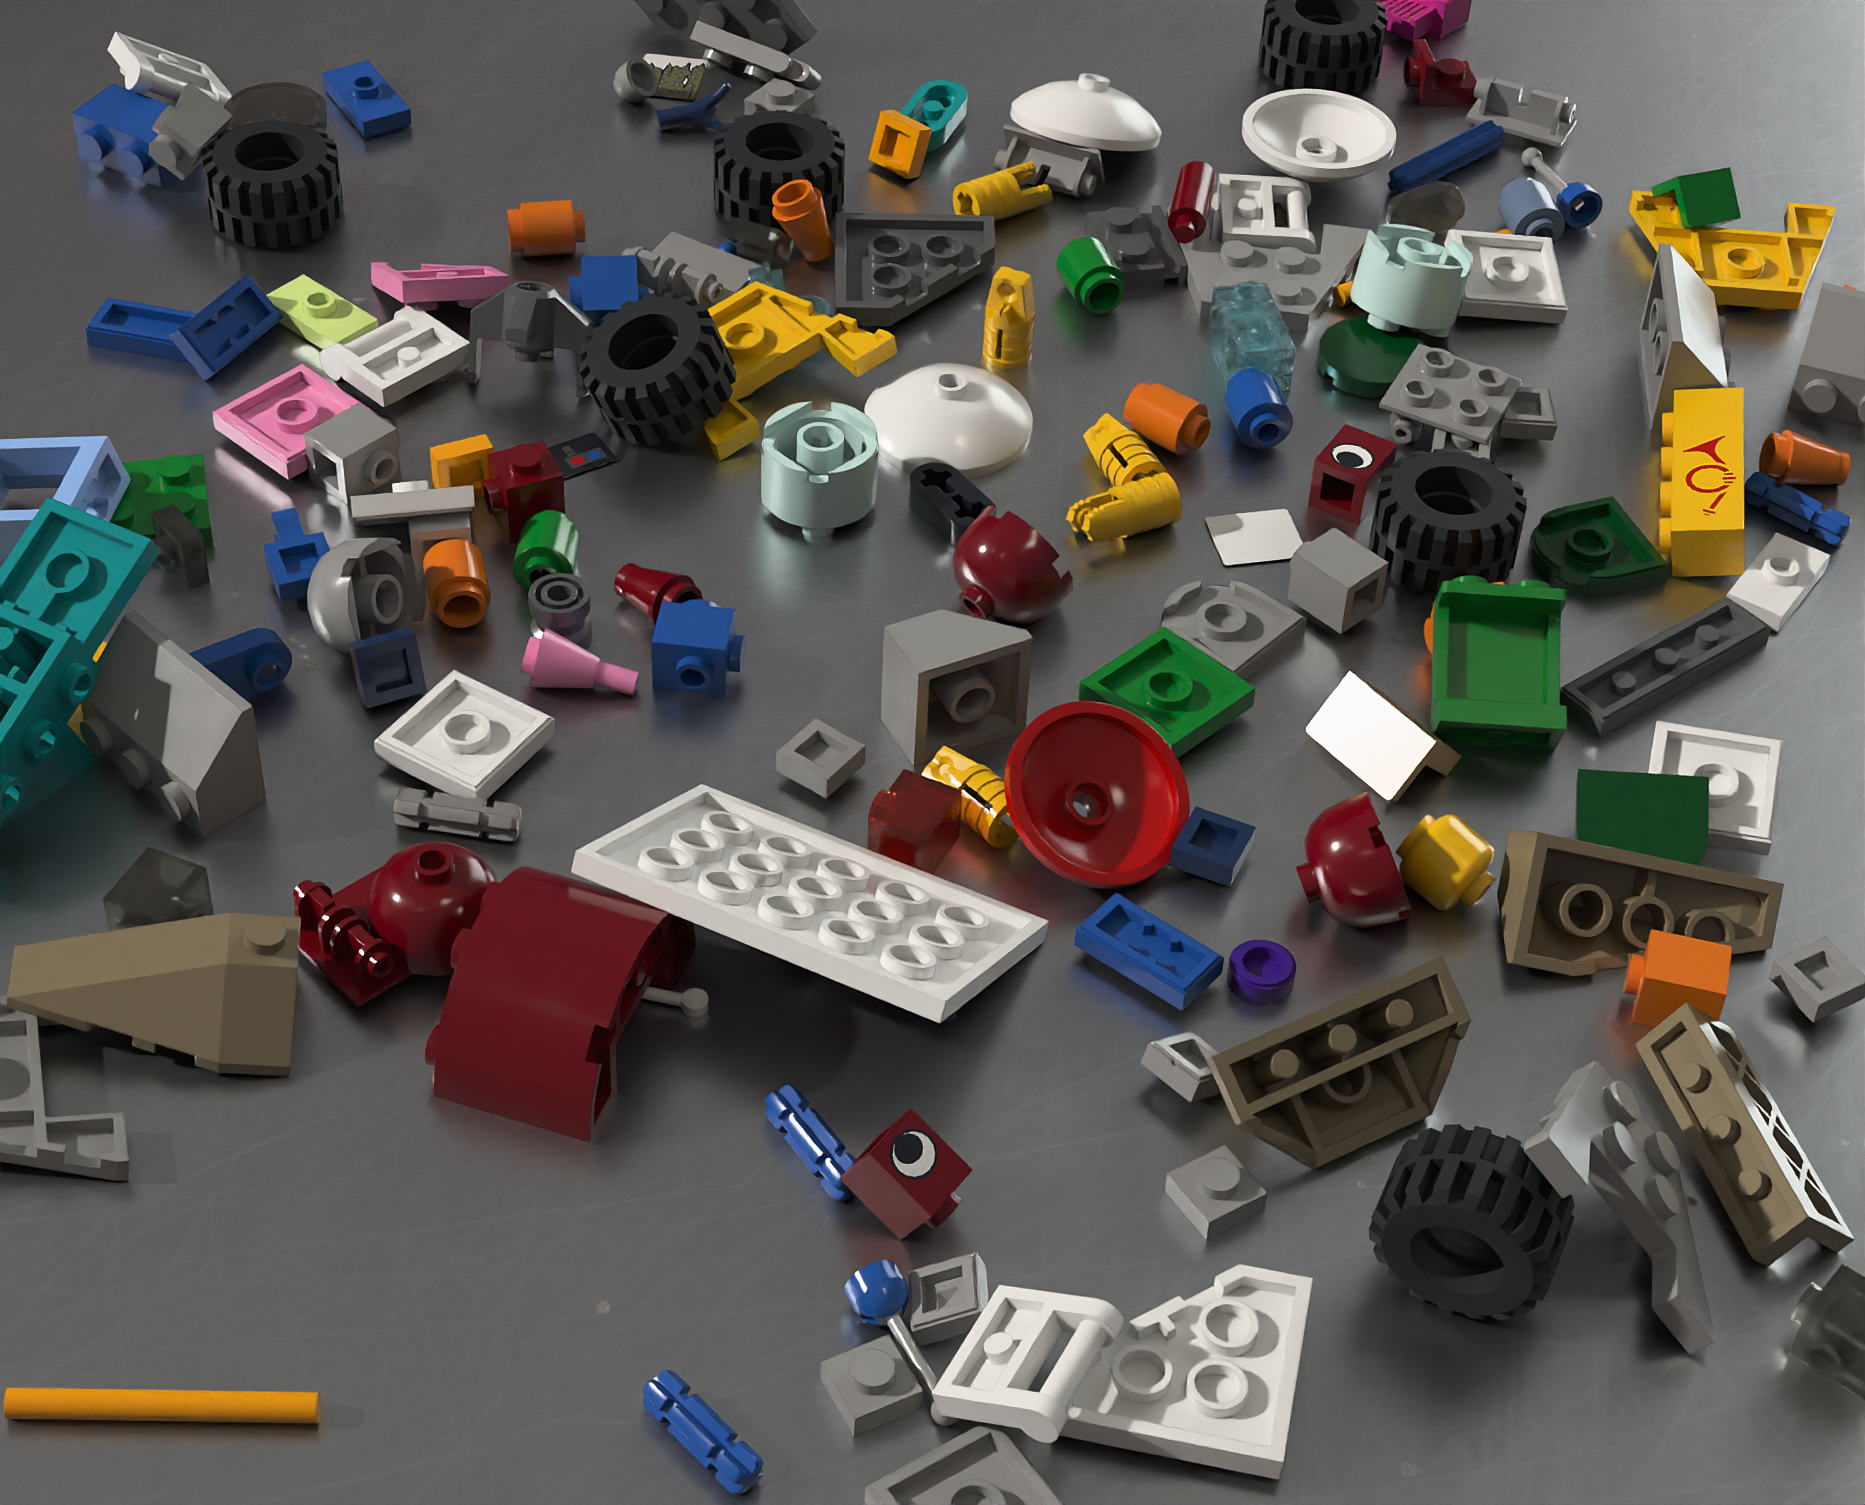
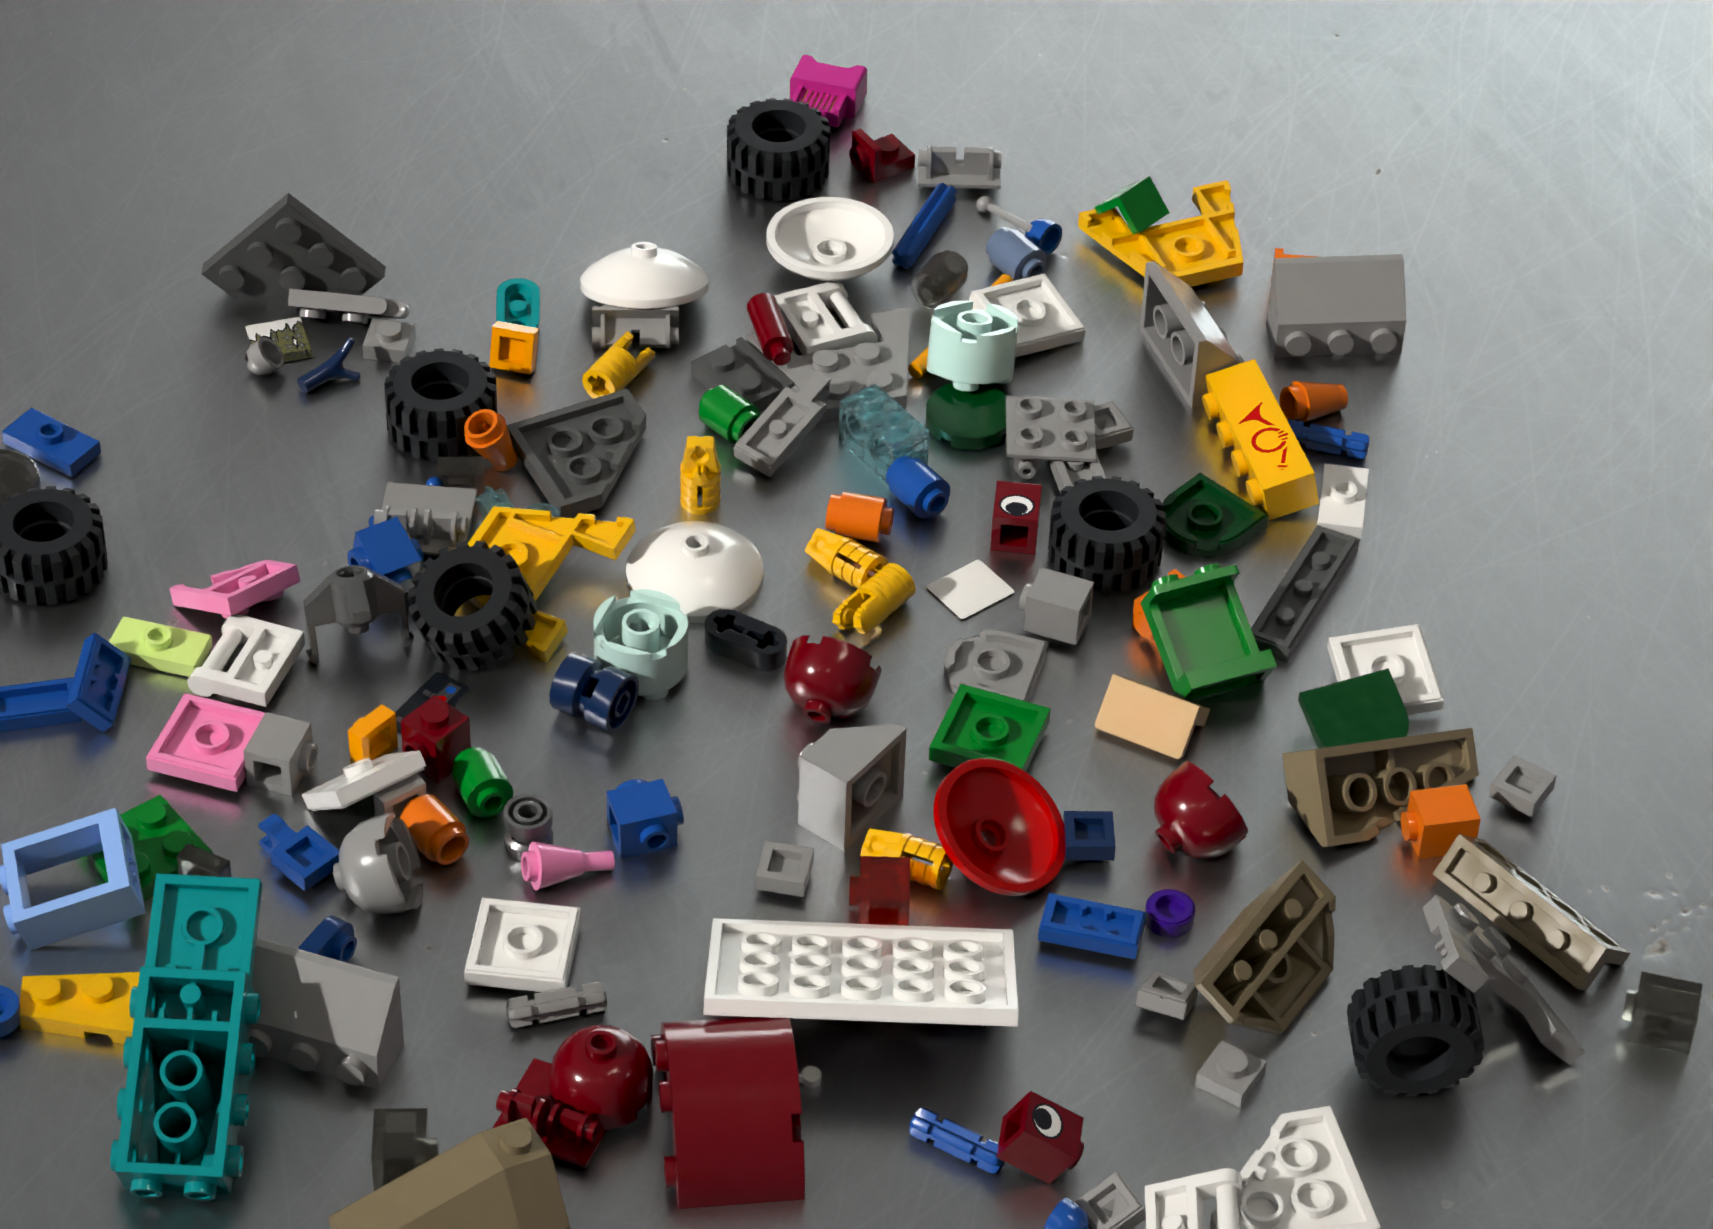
camera: 25 degrees left, 0 degrees up
(387, 667) = (432, 913): dark blue plate -> none
(545, 228) = (288, 513): orange brick -> none
(649, 587) = (583, 785): dark red cone -> none
(734, 499) = (595, 692): none -> dark blue wheel
(1144, 300) = (784, 425): none -> light grey hinge
(1446, 862) = (1251, 788): yellow head -> none

